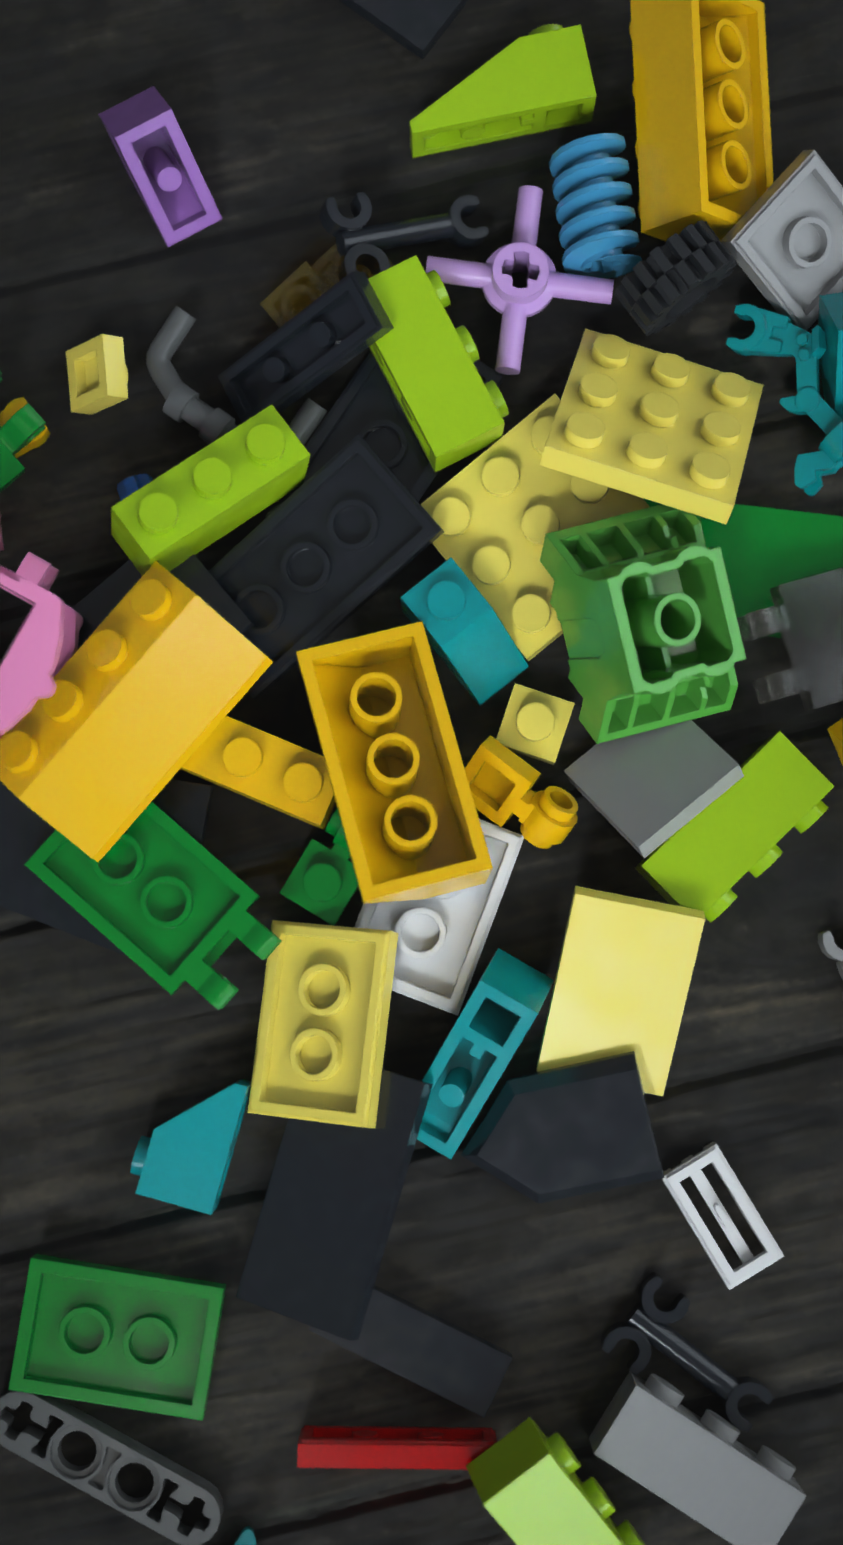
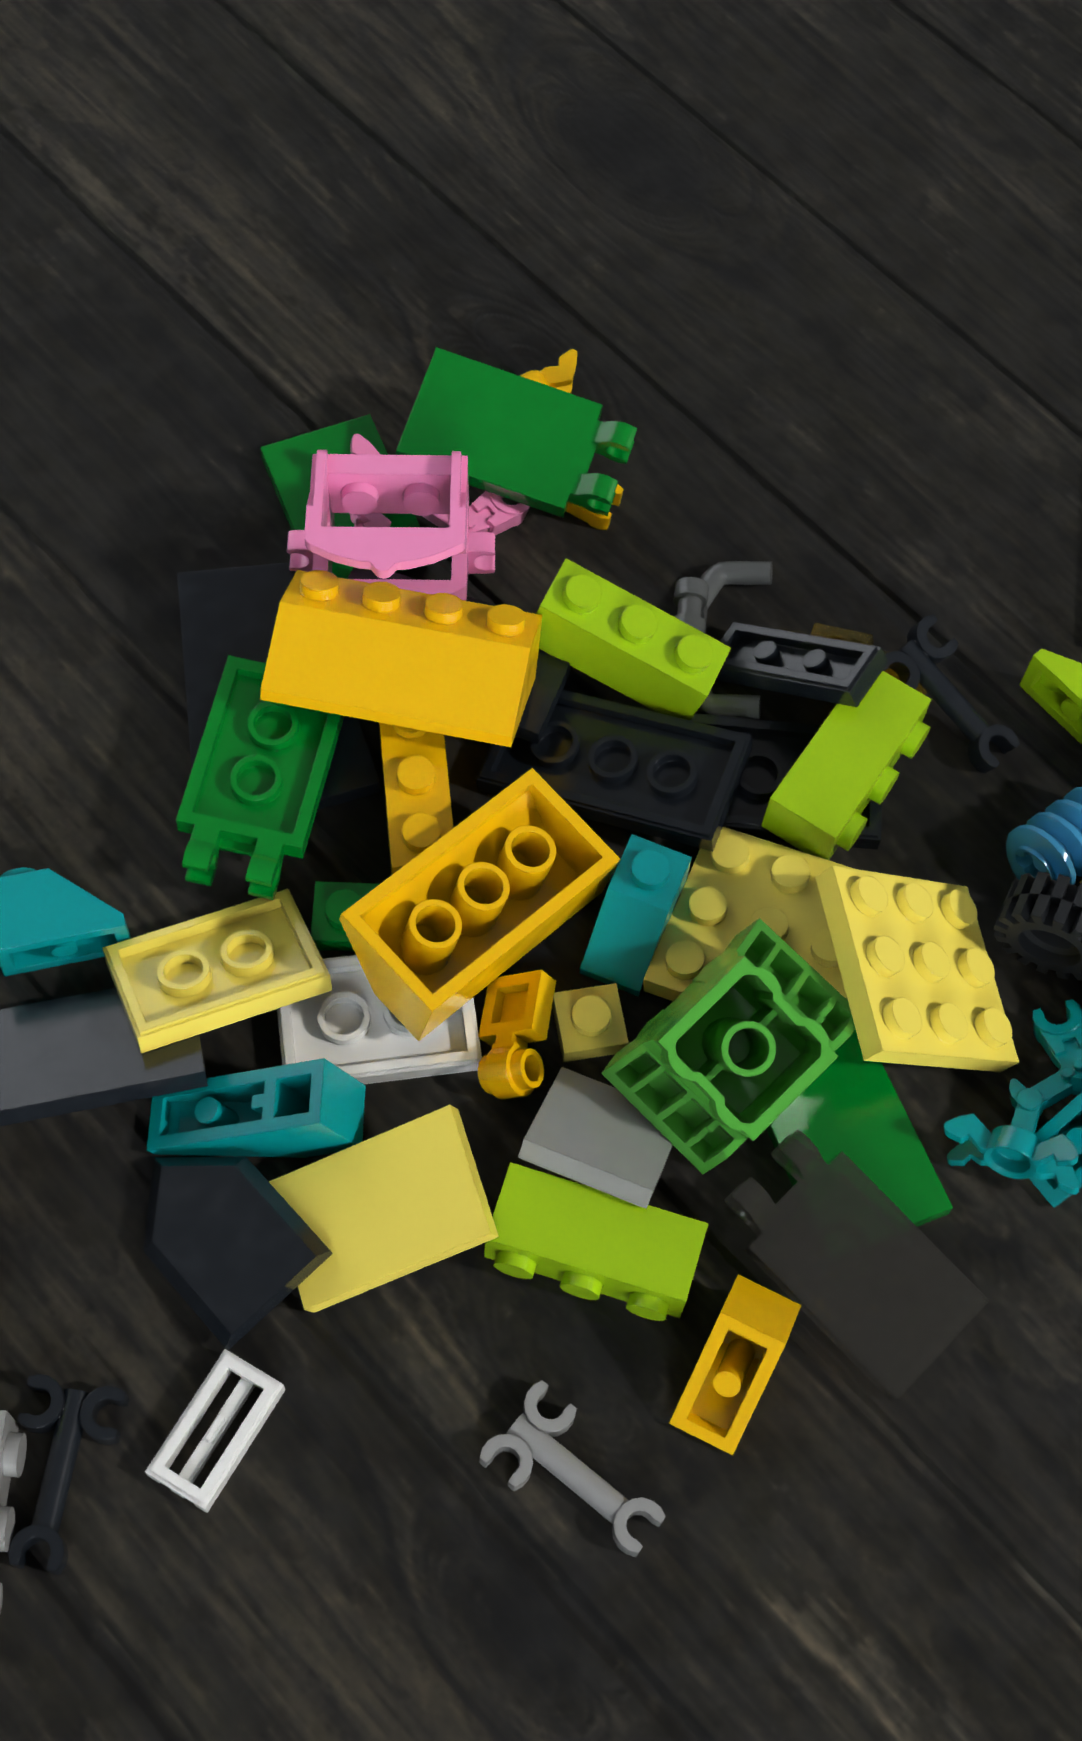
camera: 55 degrees right, 20 degrees down
(97, 374) = (677, 532): light yellow plate -> none
(161, 165) = (876, 496): medium lavender slope -> none
(541, 280) = (971, 809): lavender bar -> none

